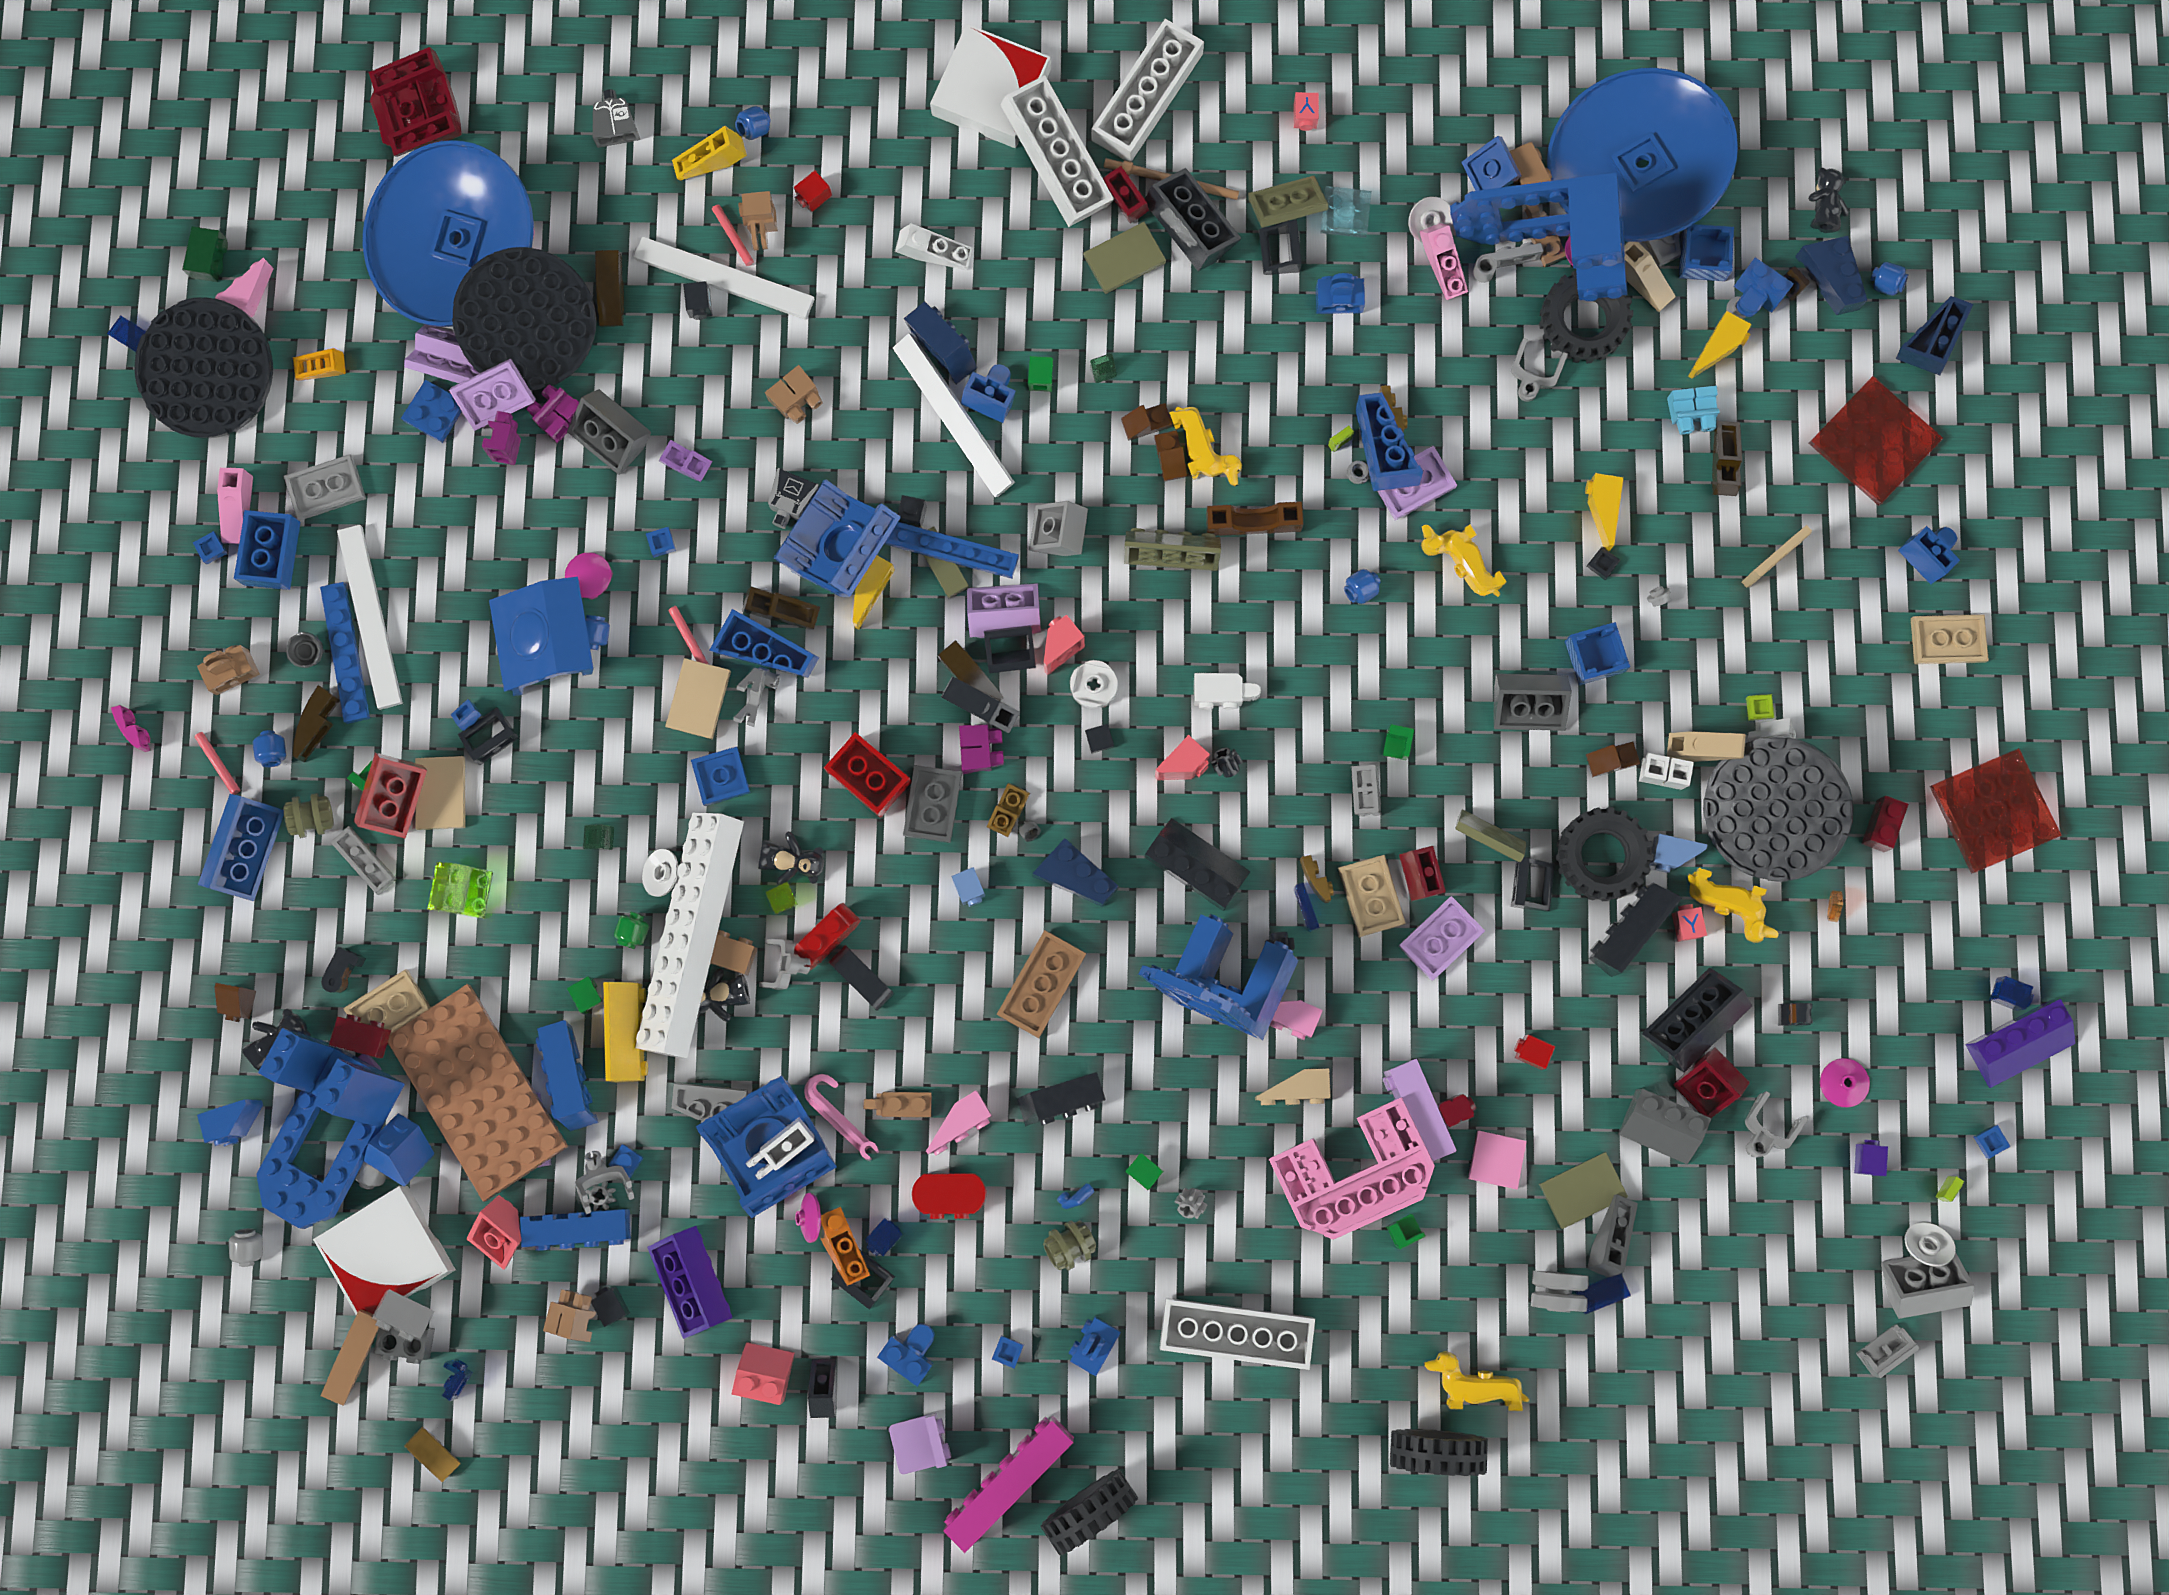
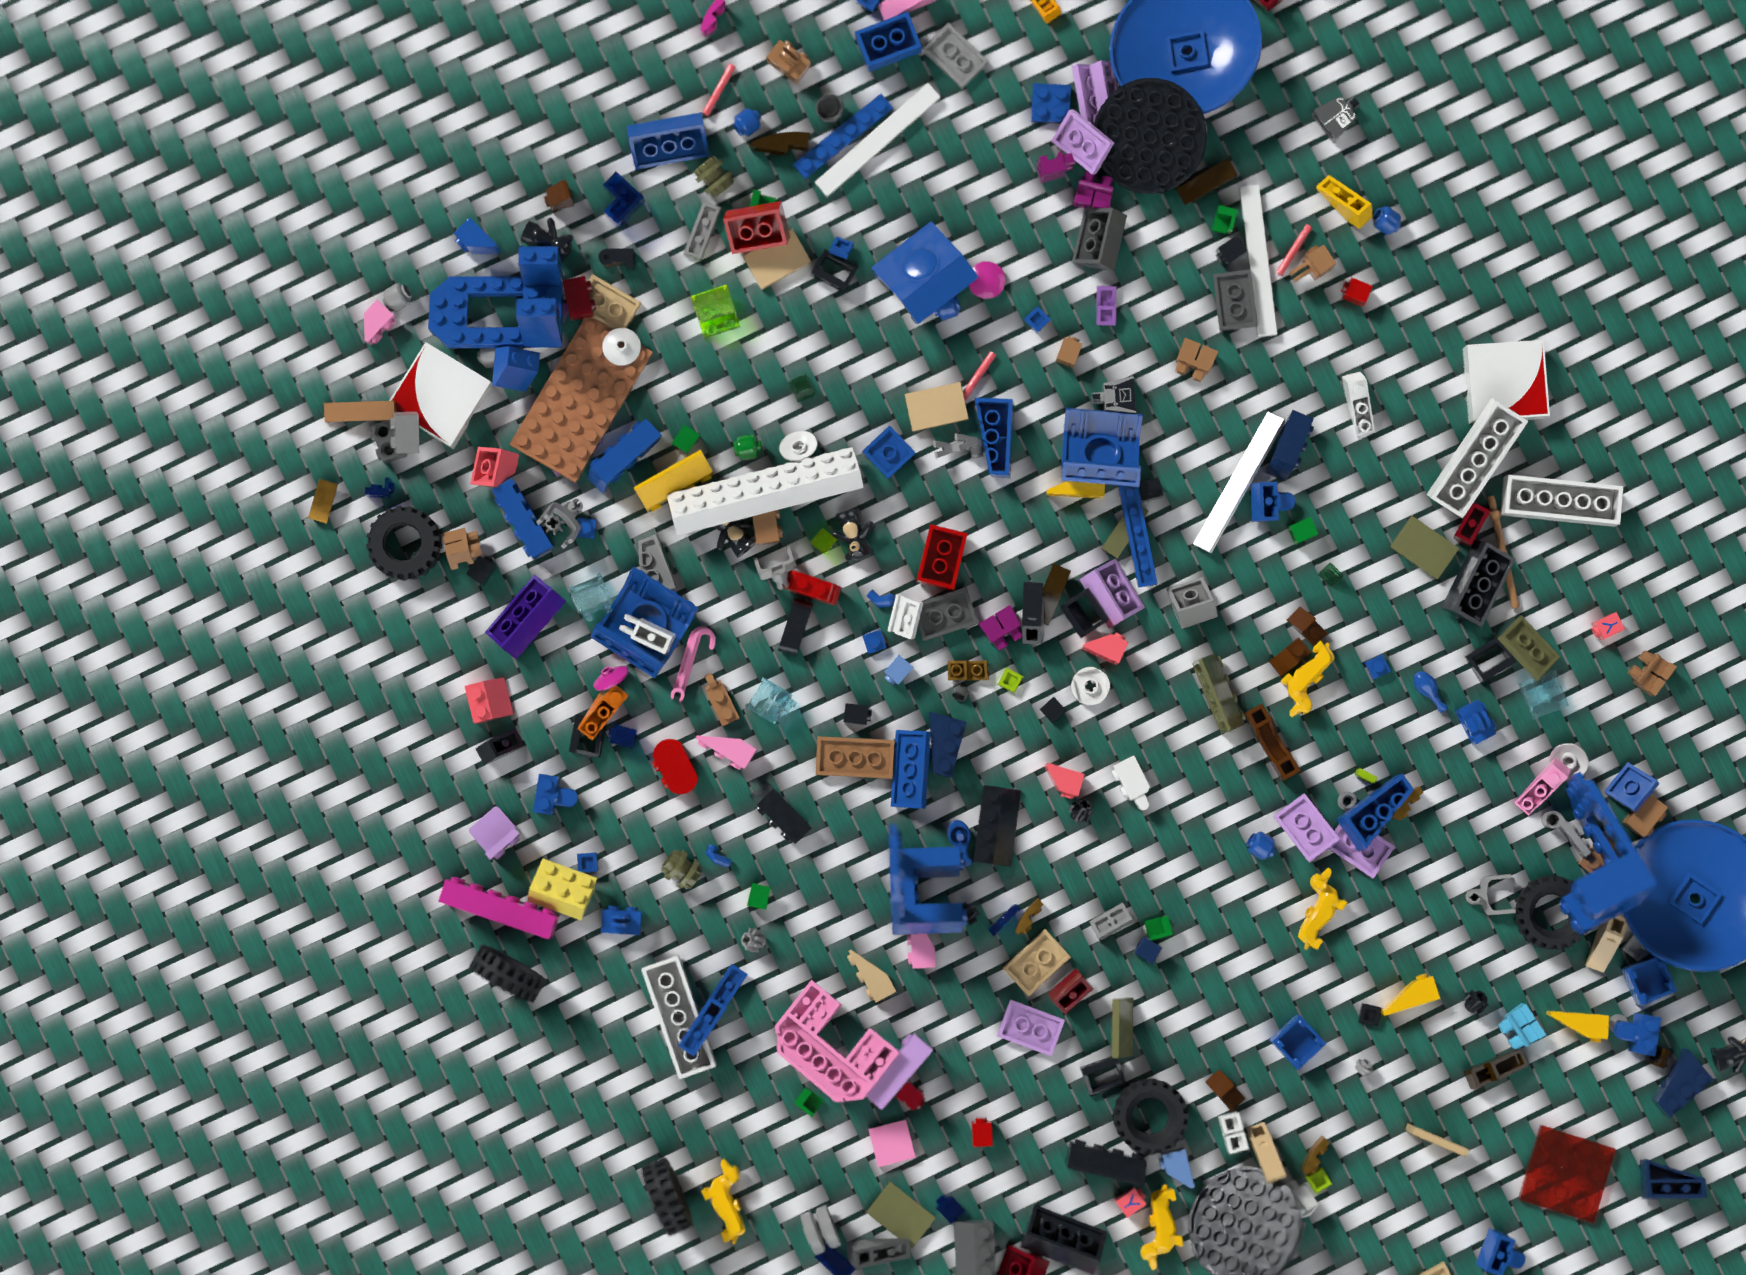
camera: 60 degrees right, 5 degrees up
(261, 1285) = (376, 321): none -> bright pink slope
(281, 928) = (626, 200): none -> clear blue brick
(451, 1021) = (624, 355): none -> white dish
(564, 1383) = (428, 552): none -> black tyre
(660, 290) = (1224, 220): none -> green panel
(706, 1193) = (591, 596): none -> clear light blue piece
(714, 524) = (1069, 351): none -> medium nougat brick
(753, 321) = (1235, 300): none -> dark grey plate
(780, 608) = (1032, 431): dark brown slope -> none
(882, 866) = (881, 601): none -> blue arm
(912, 848) = (905, 616): none -> white plate
(923, 898) = (874, 641): none -> blue plate
(937, 1041) = (776, 706): none -> clear light blue piece
(994, 957) = (857, 714): none -> black brick
(1023, 1397) = (562, 889): none -> light yellow brick
(1043, 769) = (1010, 680): none -> lime tile
(1086, 927) = (910, 769): none -> blue plate
(1188, 910) = (960, 837): none -> blue piece
(1228, 369) = (1377, 666): none -> blue plate
(1248, 1290) = (712, 1010): none -> blue bracket
(1276, 326) = (1428, 687): none -> blue piece
(1367, 528) = (1306, 828): none -> lavender plate
(1381, 90) = (1653, 674): none -> medium nougat hips
(1417, 766) = (1147, 950): none -> dark blue piece
(1531, 702) = (1237, 1010): dark grey slope -> none
(1601, 1131) = (949, 1207): none -> clear blue bracket
(1644, 443) = (1476, 1002): none -> black gear
(1737, 704) = (1310, 1162): none -> pearl gold slope
(1889, 278) = (1698, 1126): blue head -> none

